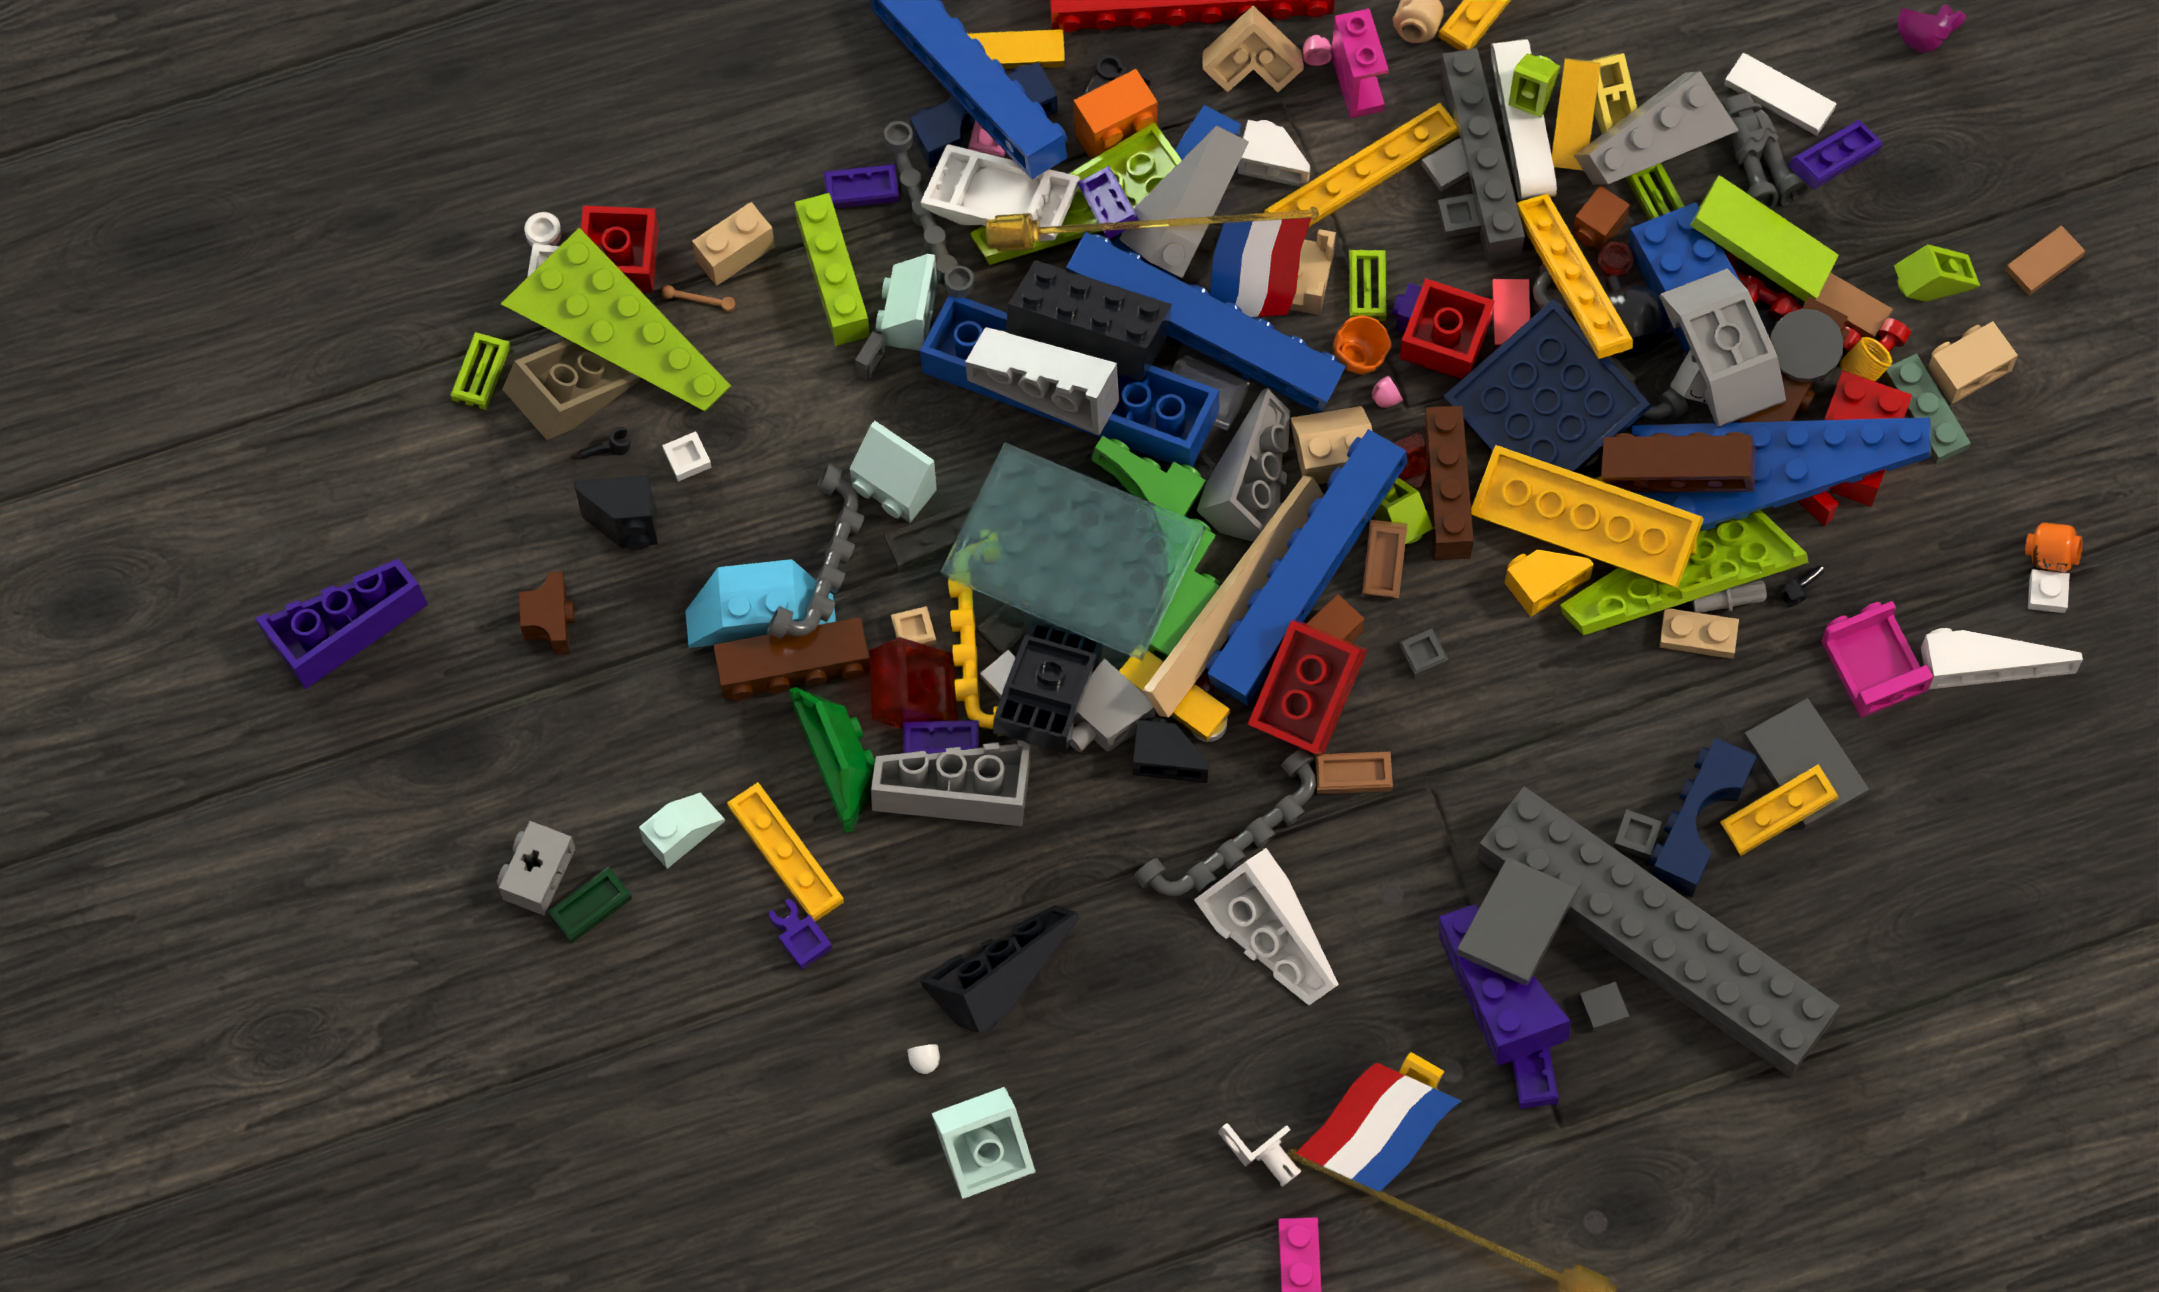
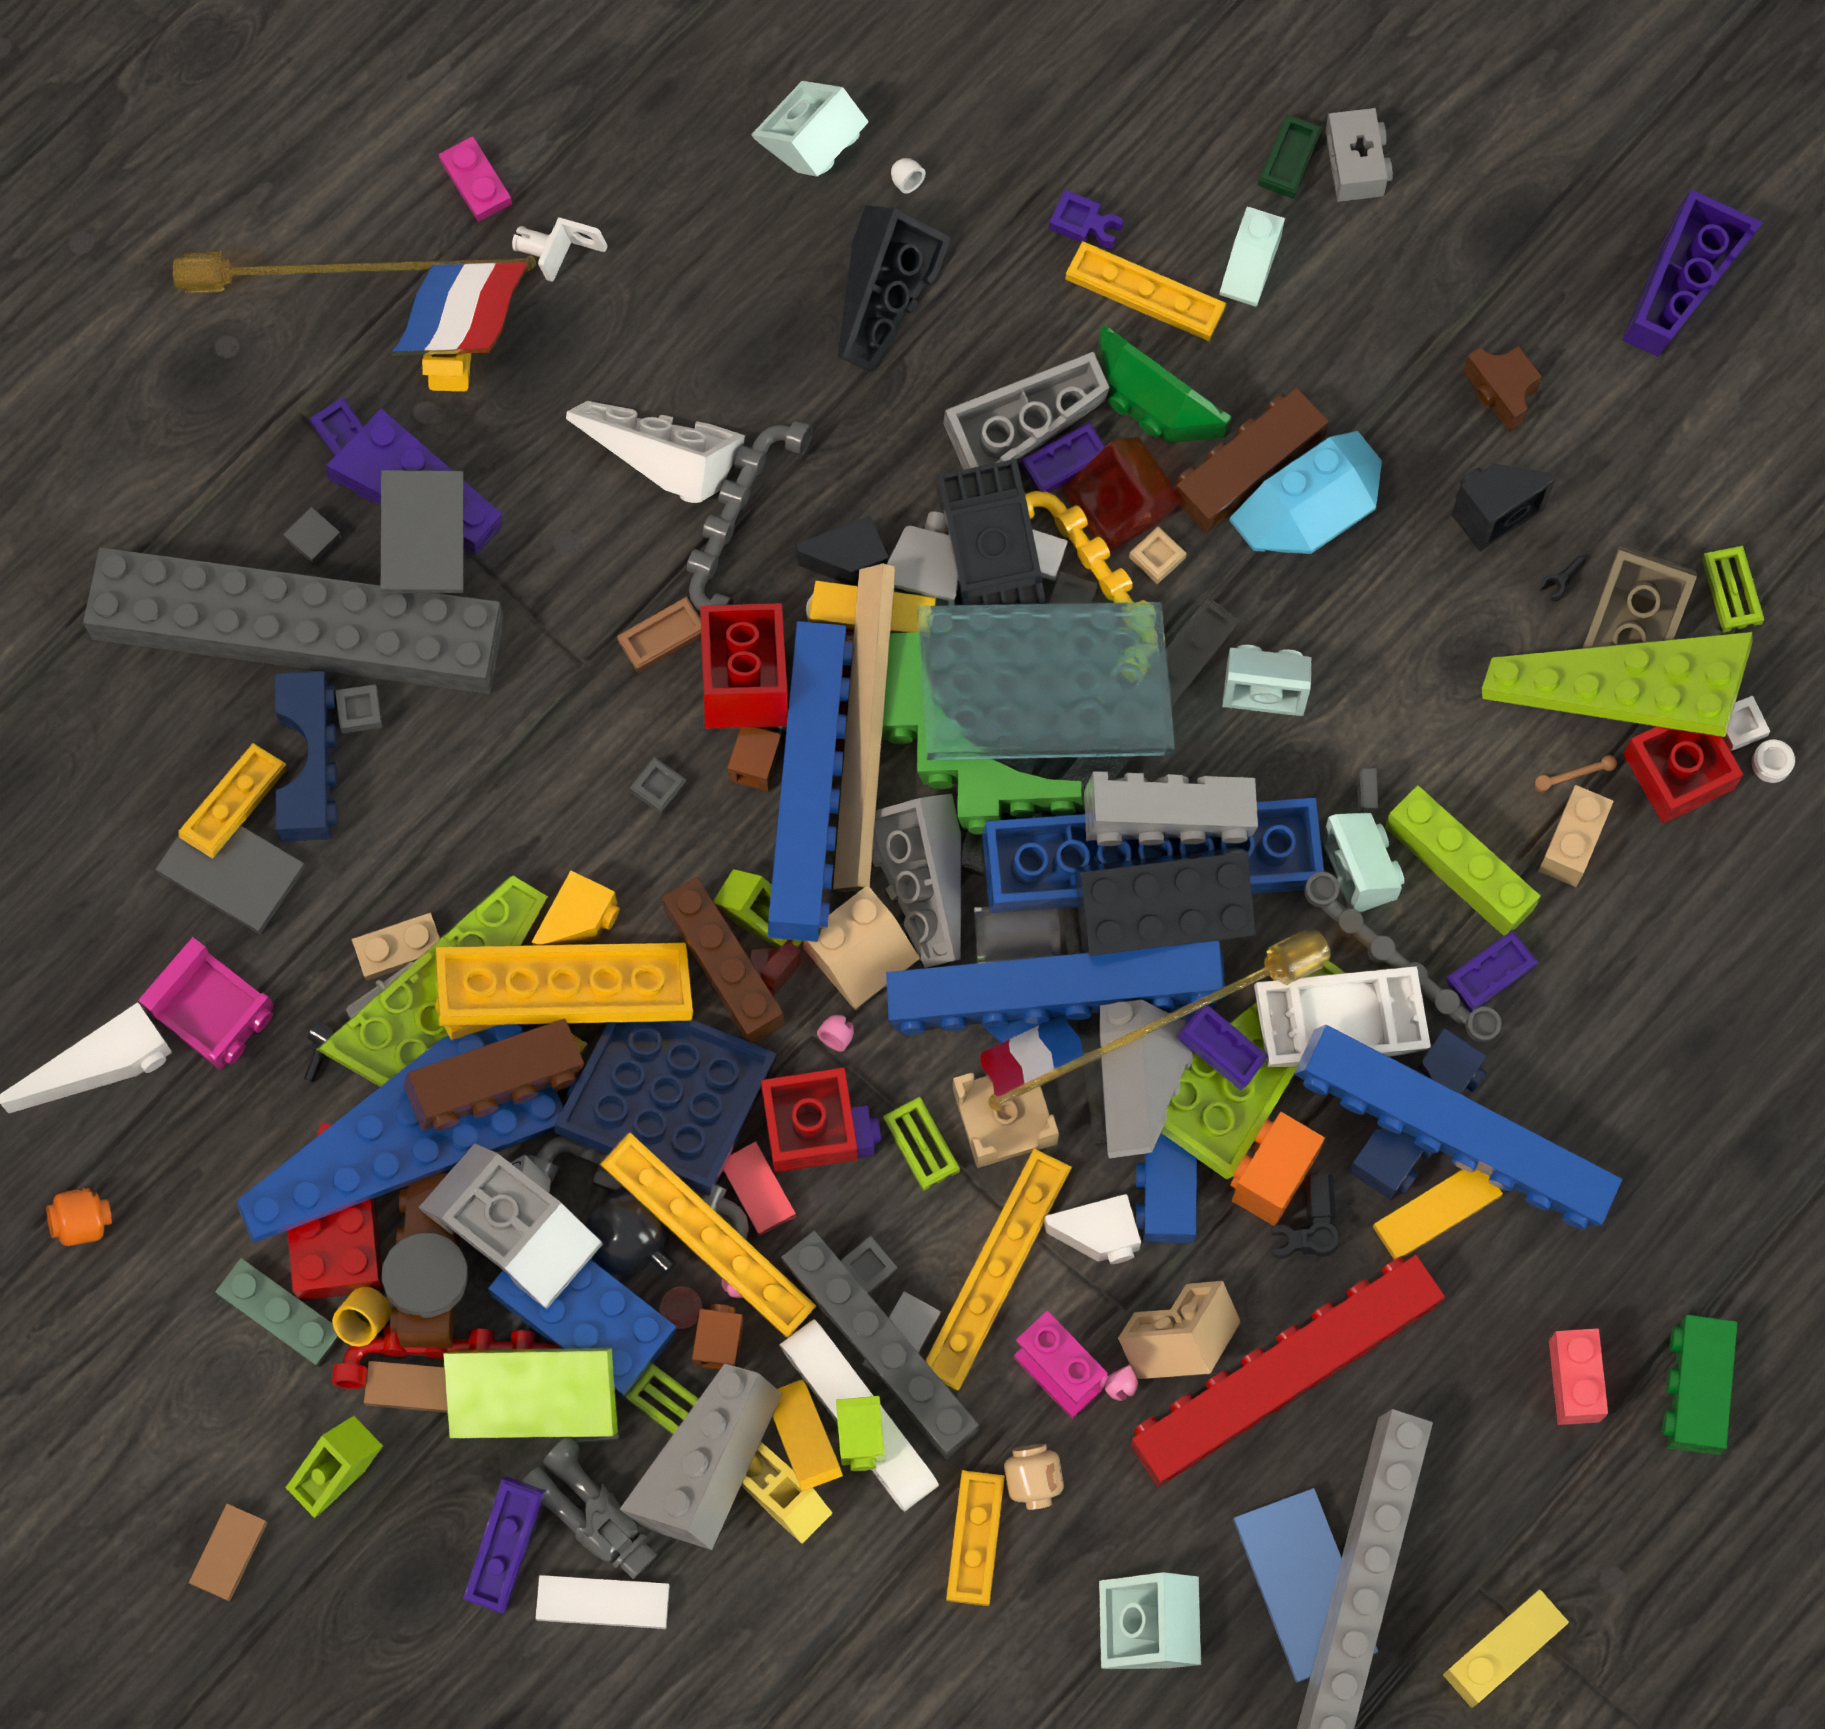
camera: 150 degrees right, 5 degrees up
(686, 456) = (1478, 603): white plate -> none
(837, 551) = (1264, 545): dark grey bar -> none
(1361, 344) = (887, 1059): orange hair -> none
(1384, 558) = (742, 845): medium nougat tile -> none
(1971, 361) = (253, 1382): tan brick -> none
(2048, 591) = (66, 1172): white plate -> none

